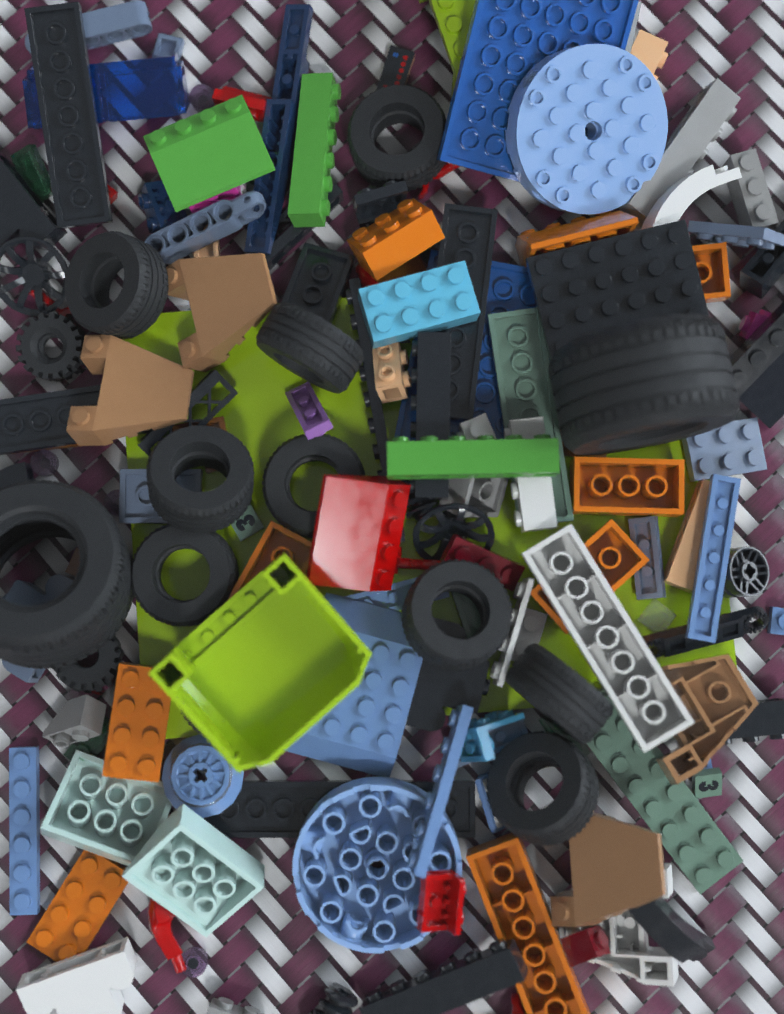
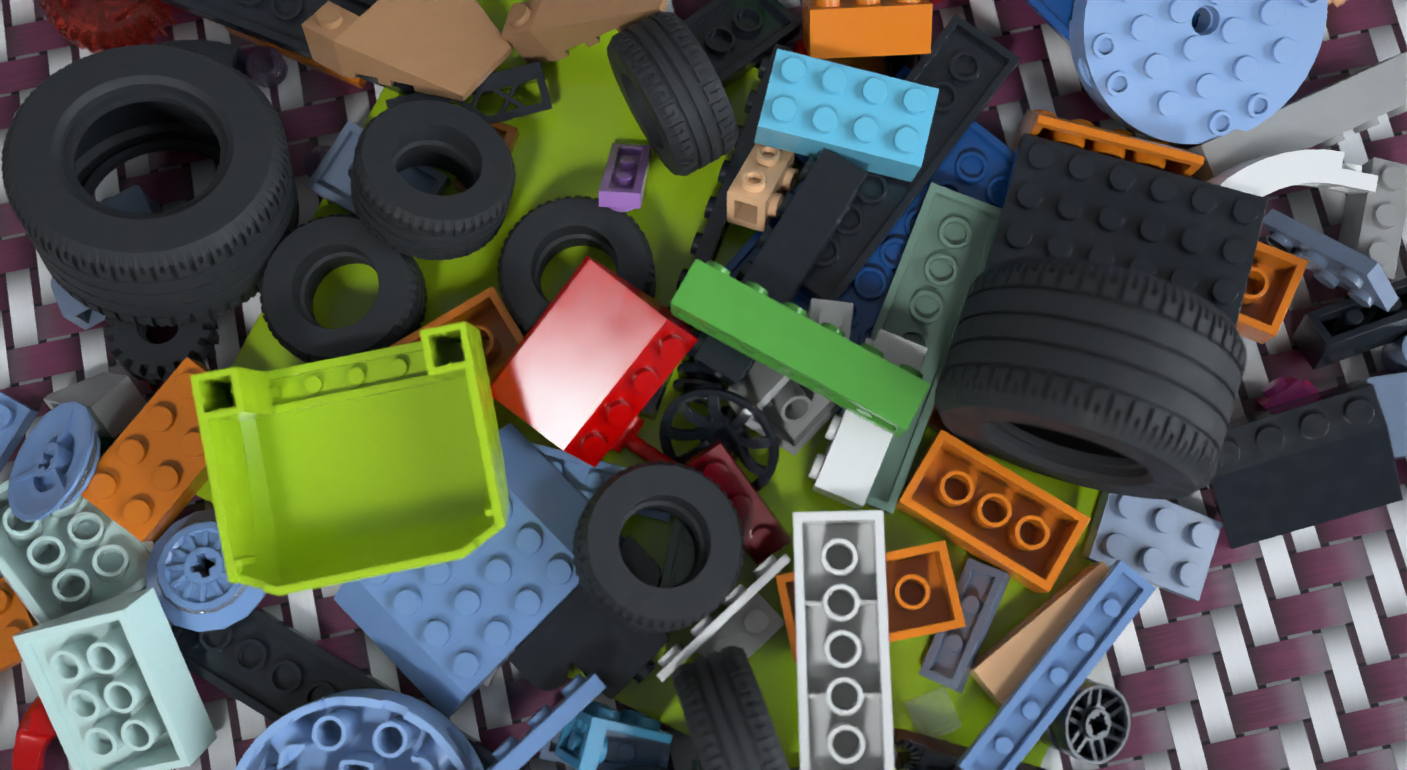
camera: 30 degrees right, 5 degrees down
(79, 767) = (54, 462): none -> medium blue piece
(247, 524) = (464, 277): sand green tile -> none

